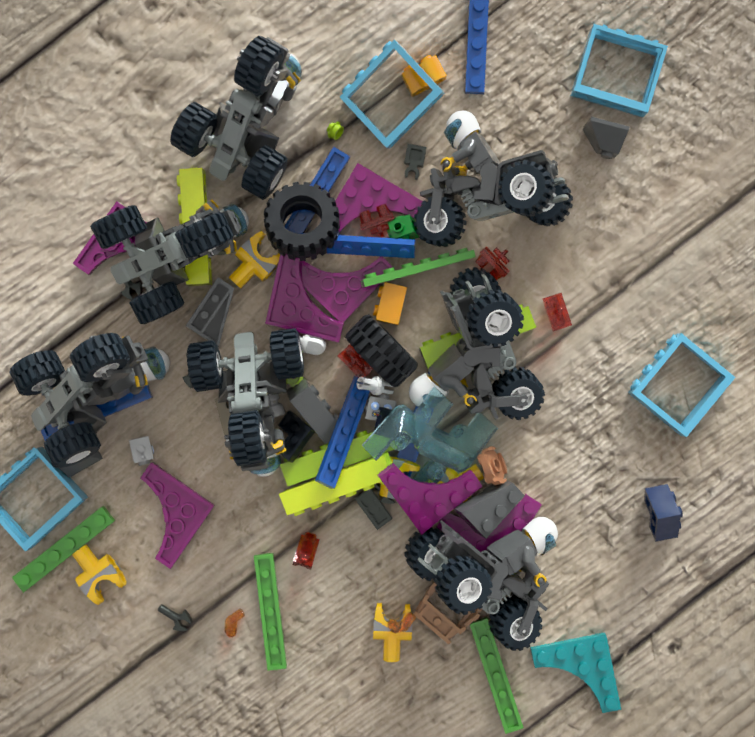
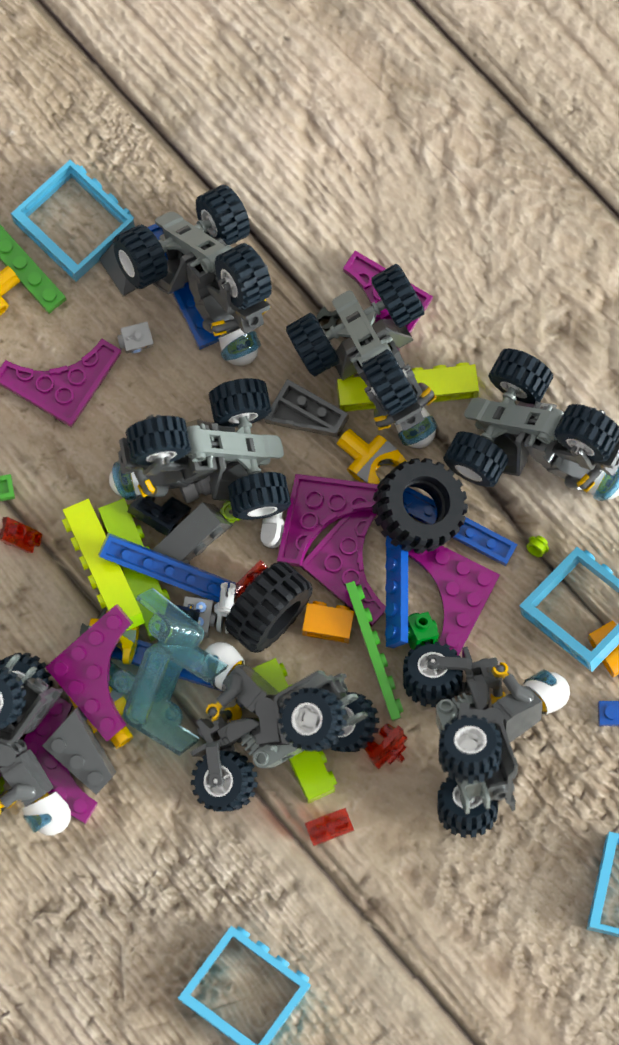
camera: 85 degrees right, 15 degrees down
(373, 508) = (73, 615): pearl dark grey plate -> none
(384, 216) = (436, 608): clear red hips -> none
(414, 158) = (511, 643): pearl dark grey plate -> none
(493, 466) = (137, 745): nougat plate -> none
(605, 136) = (552, 877): dark grey slope -> none
(663, 512) = (79, 973): dark blue brick -> none

